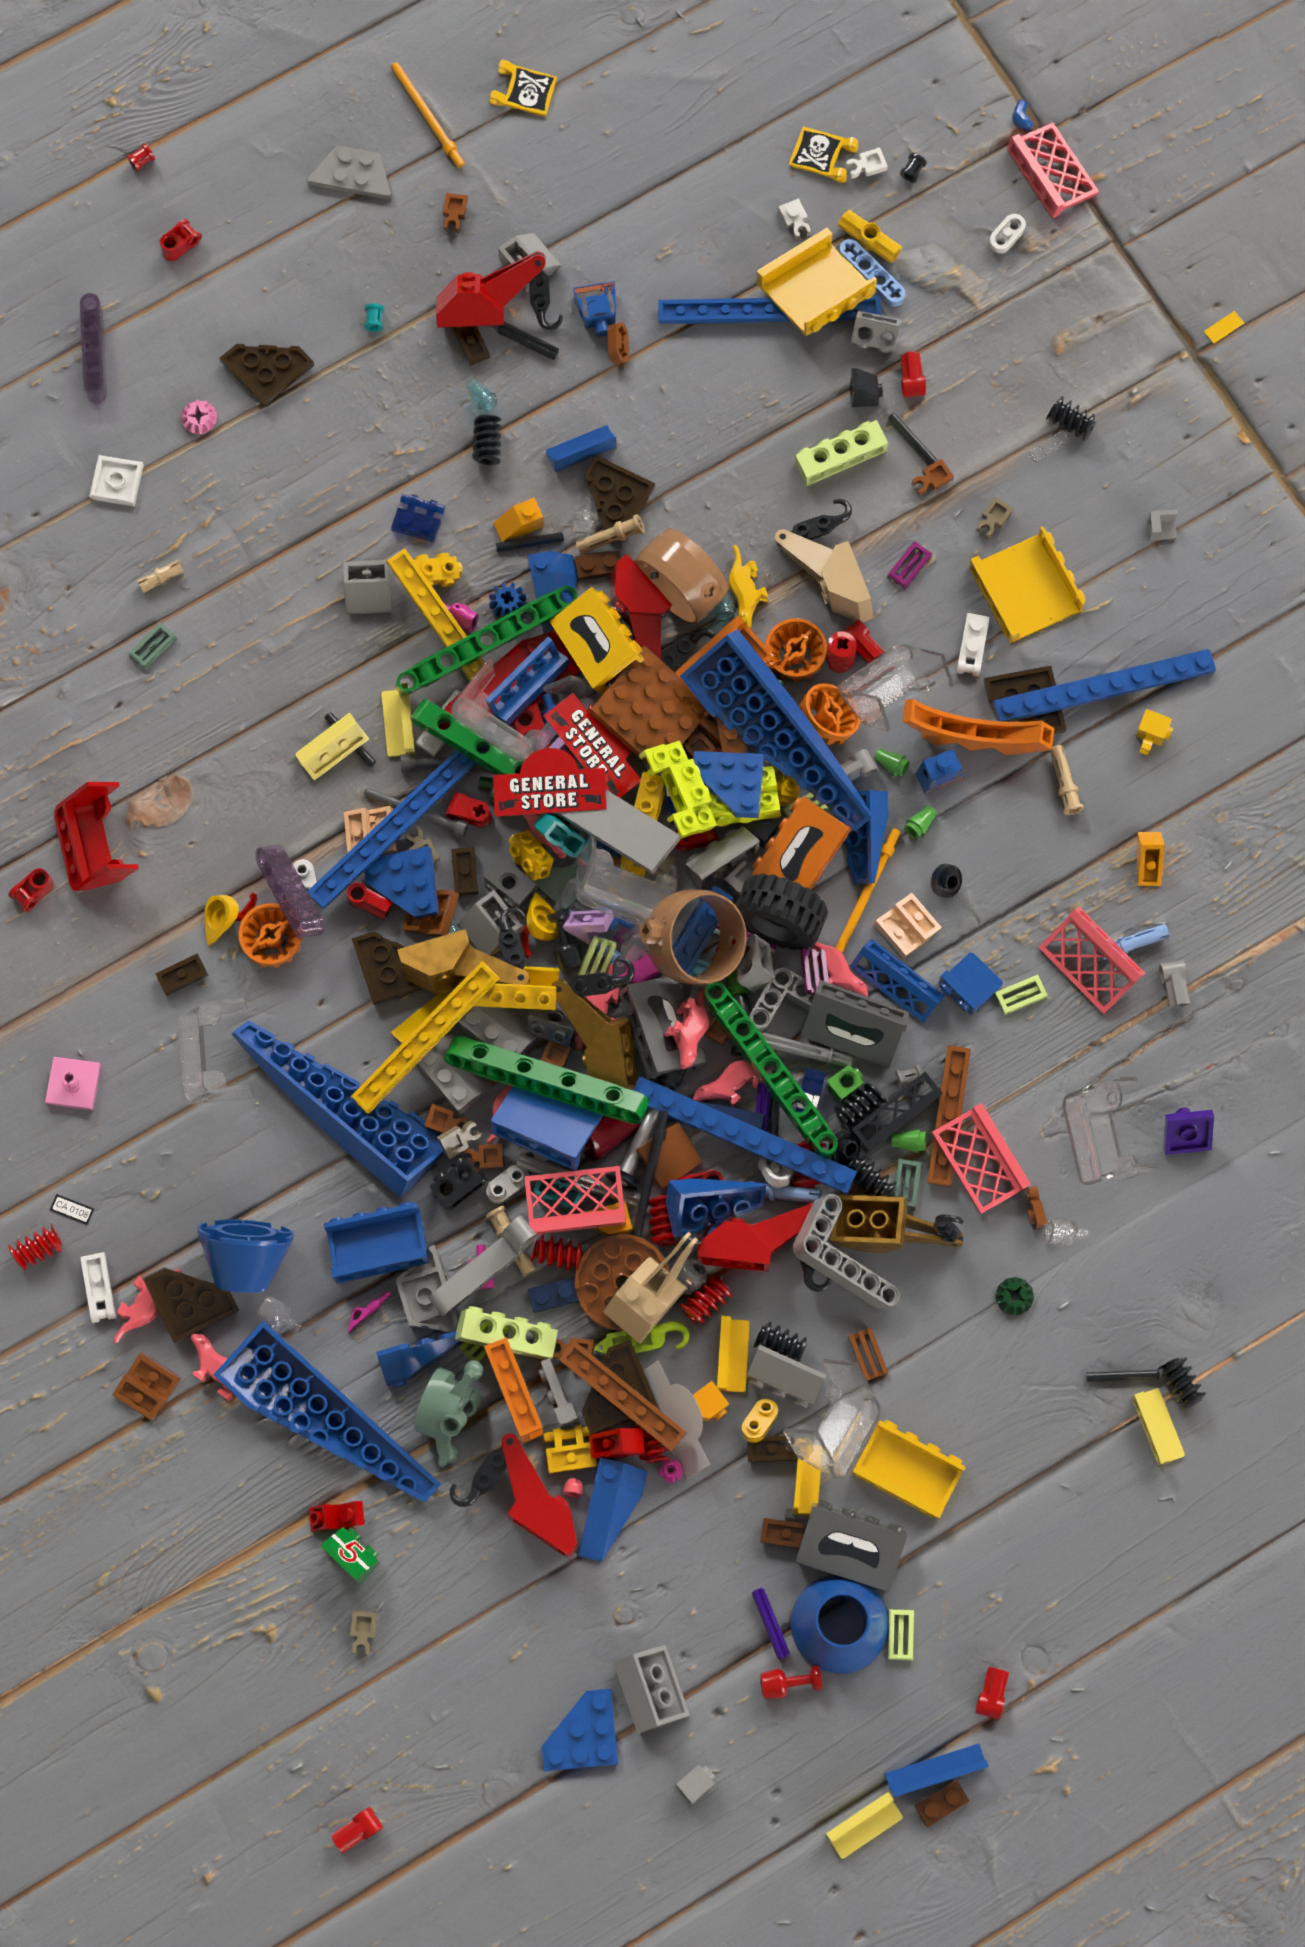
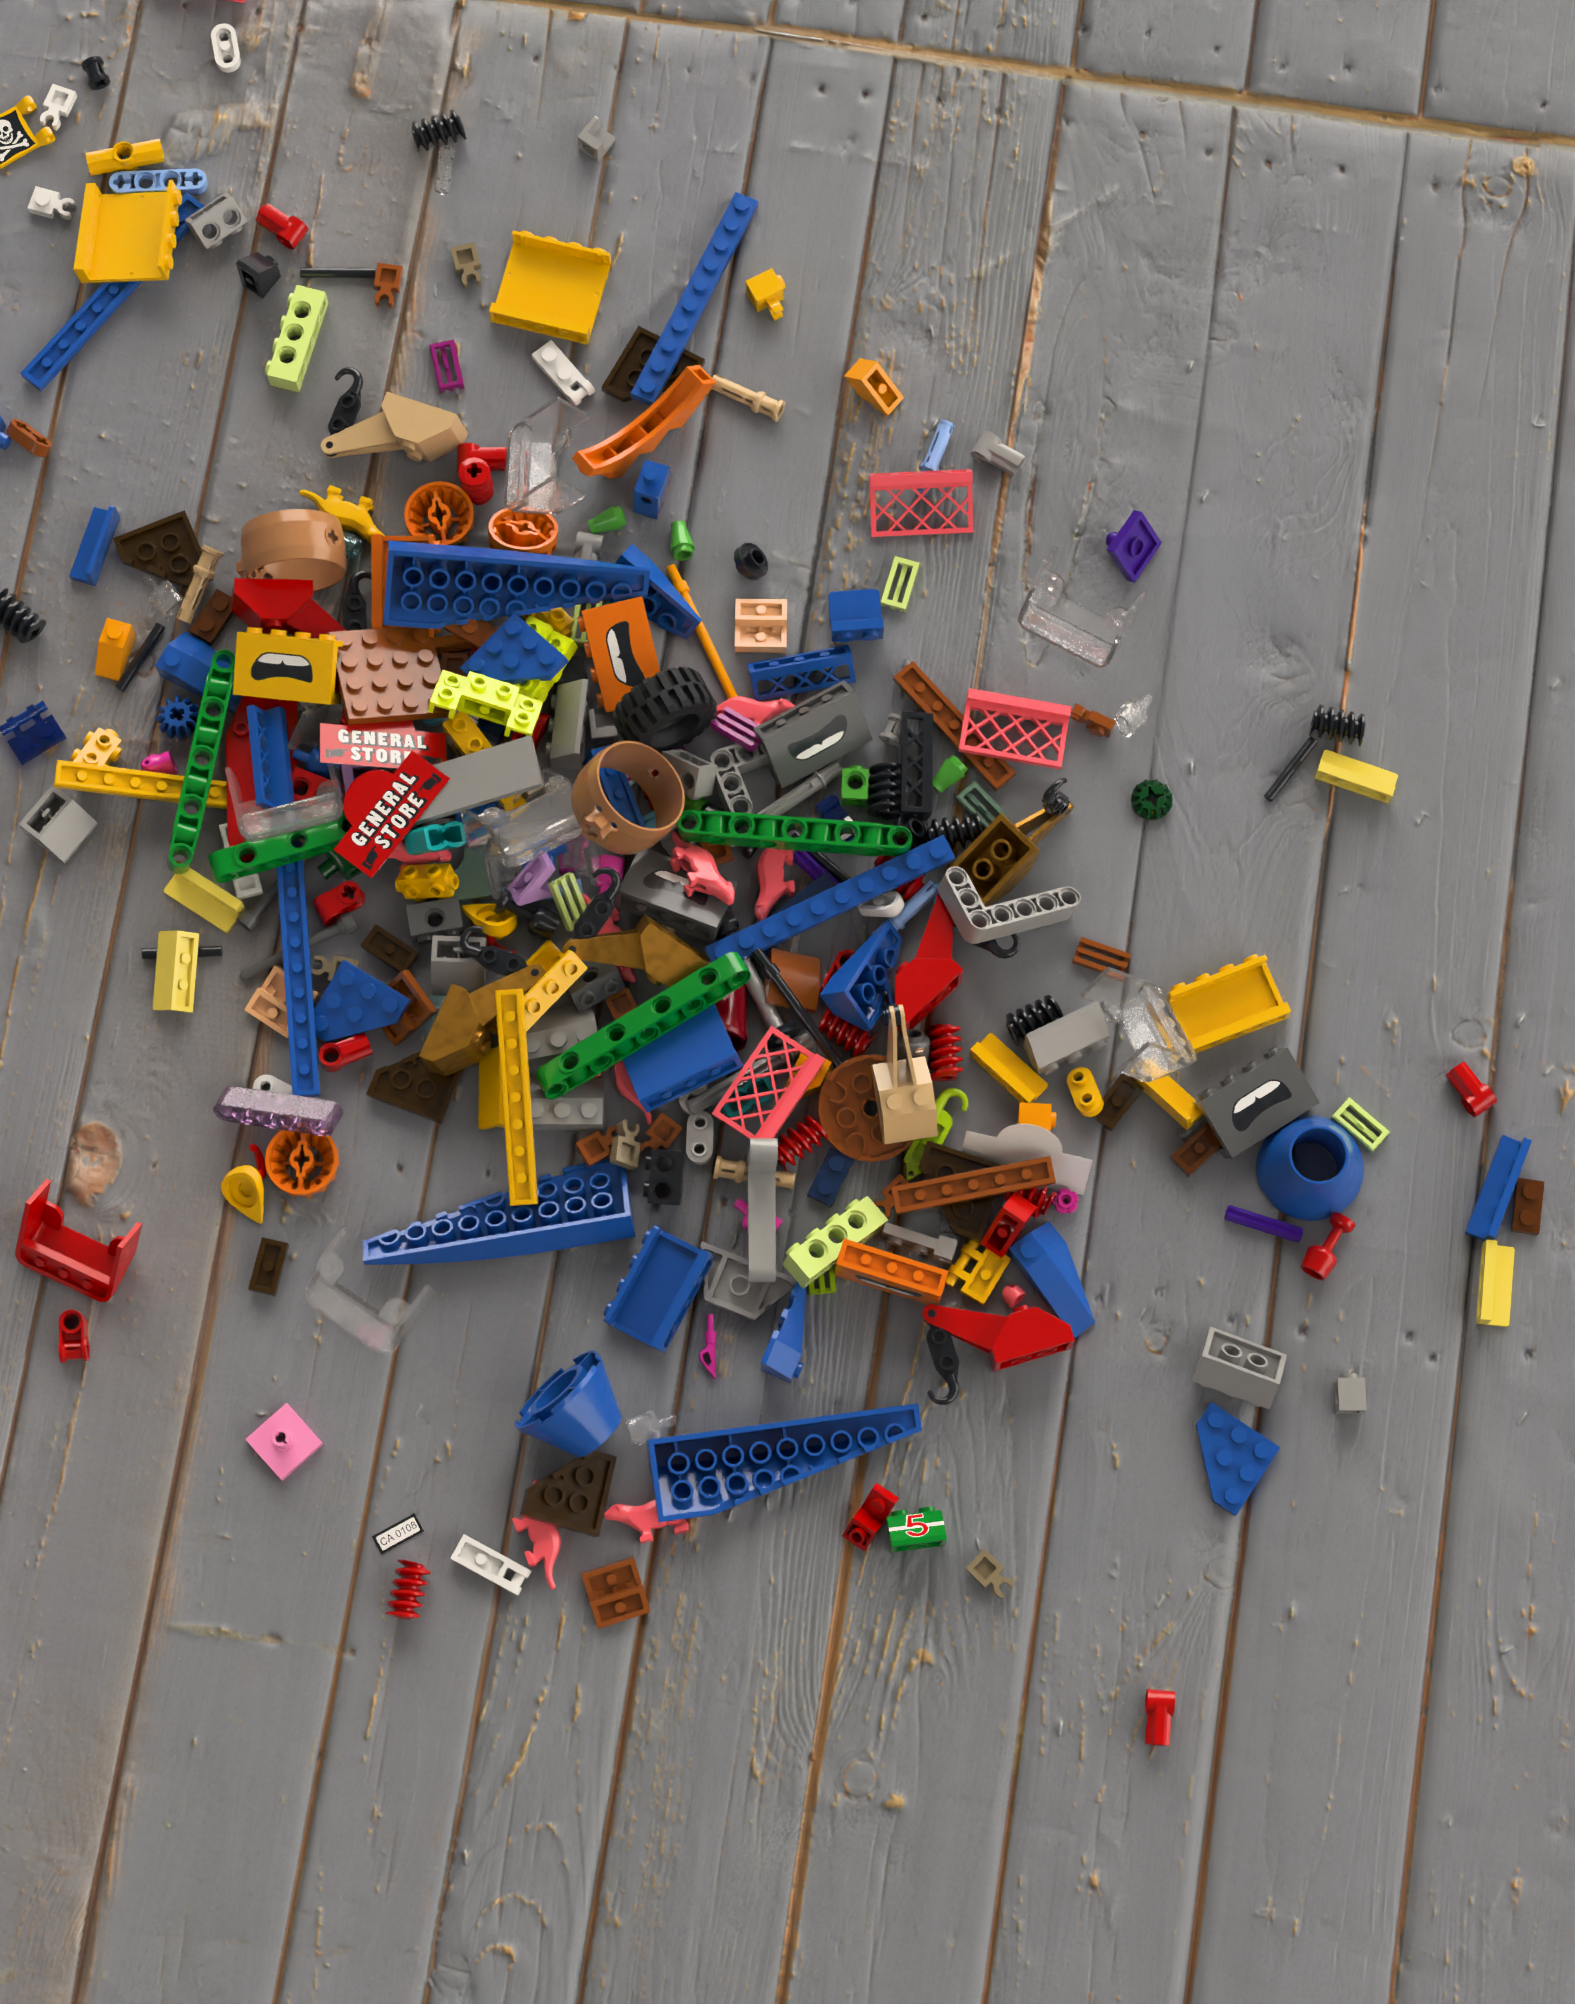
camera: 50 degrees left, 0 degrees up
(446, 1408) = (859, 1341): sand green piece -> none

